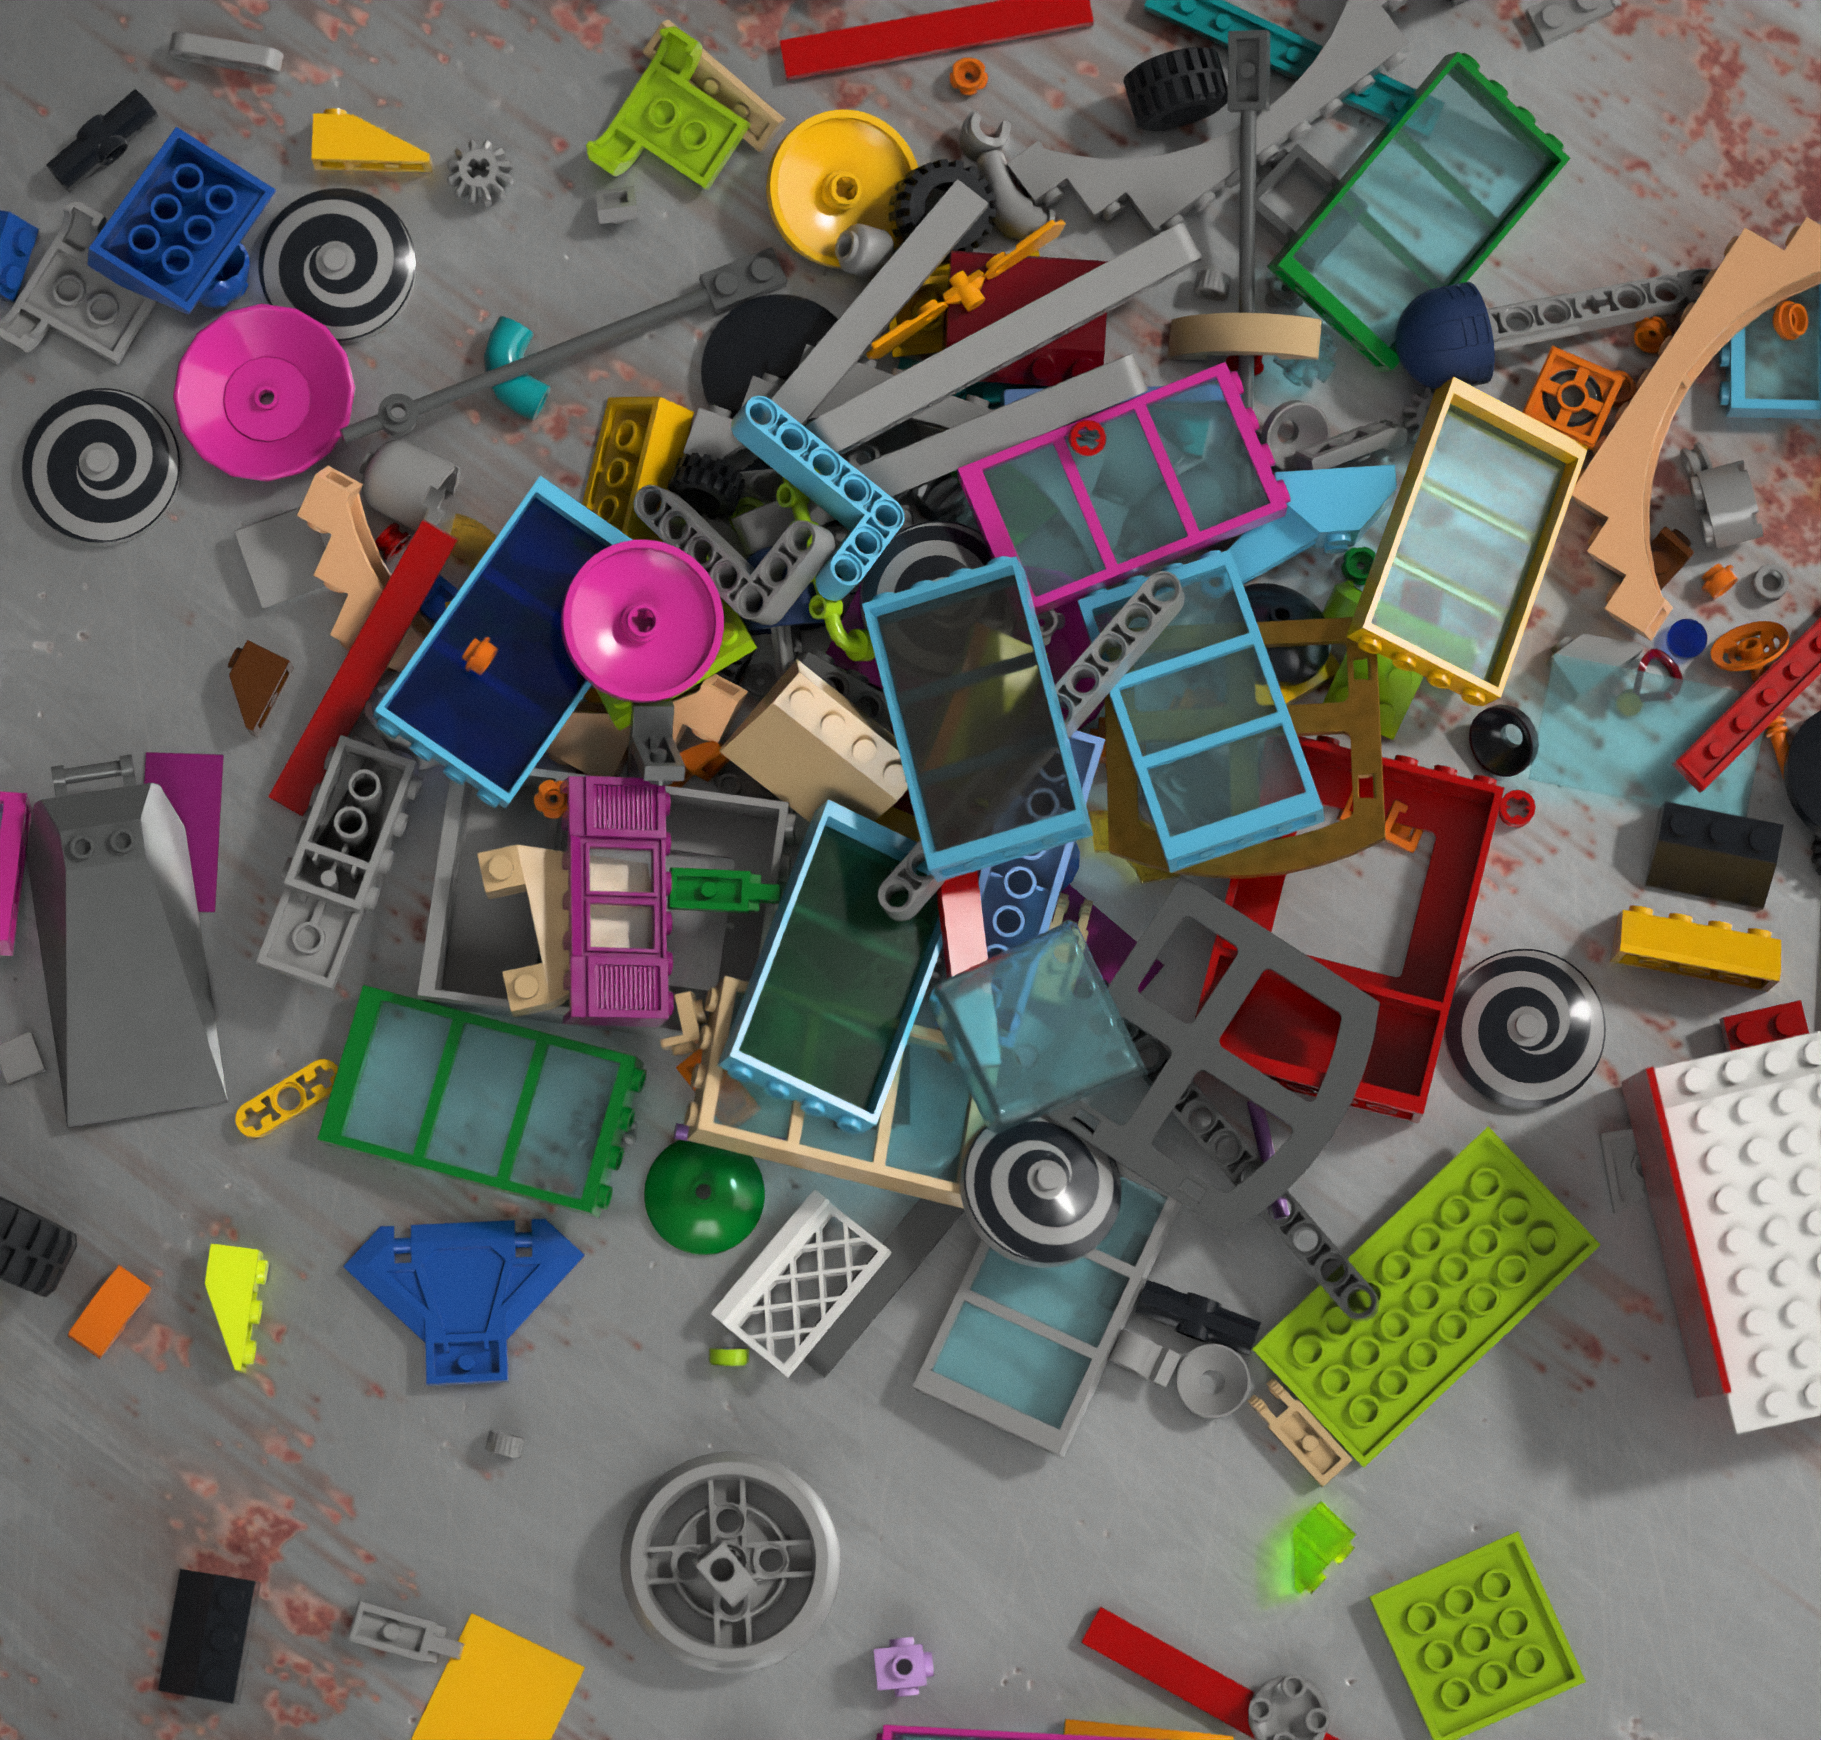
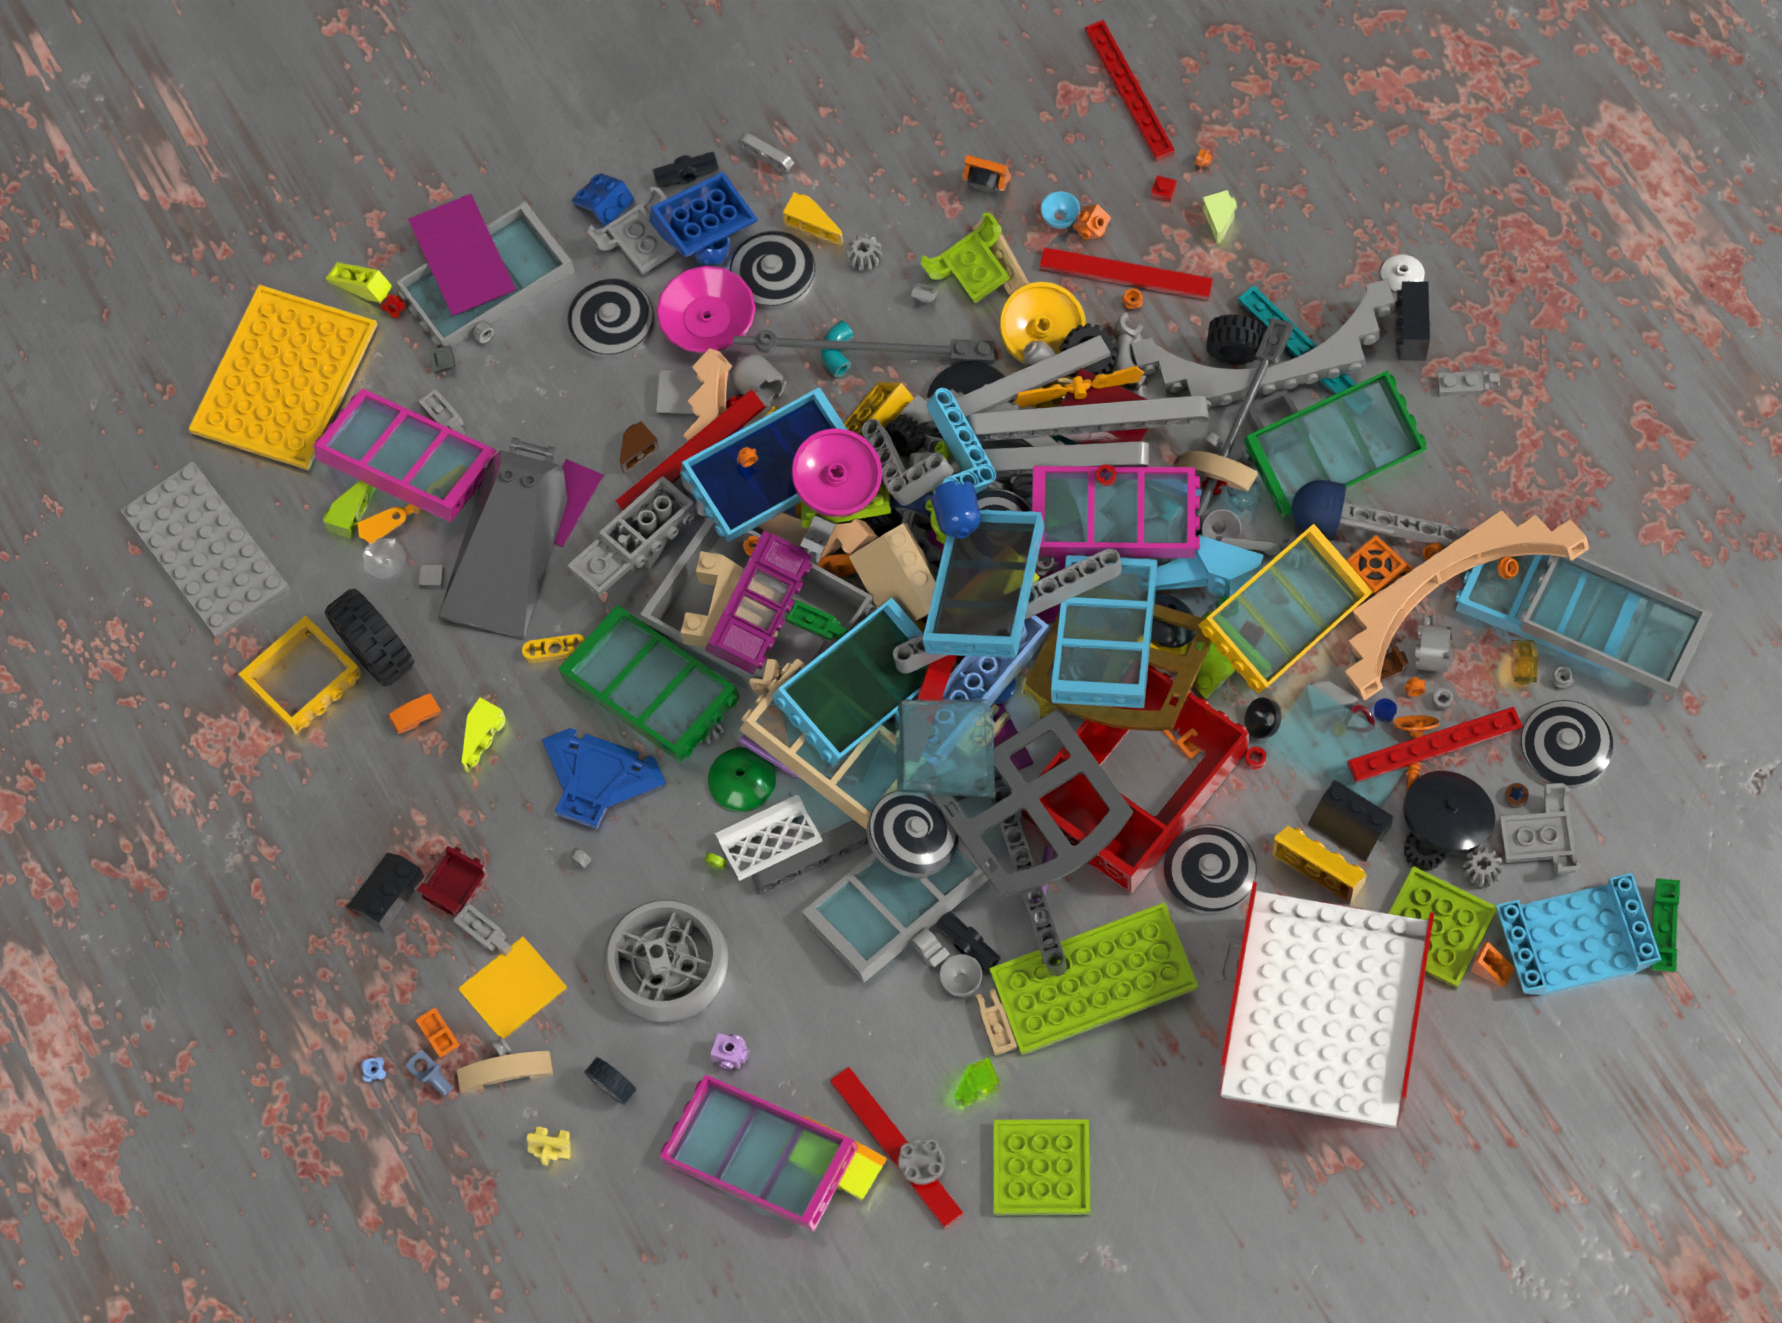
camera: 30 degrees right, 15 degrees down
(317, 1573) = (454, 881): none -> dark red panel
(879, 613) = (956, 509): none -> blue cylinder

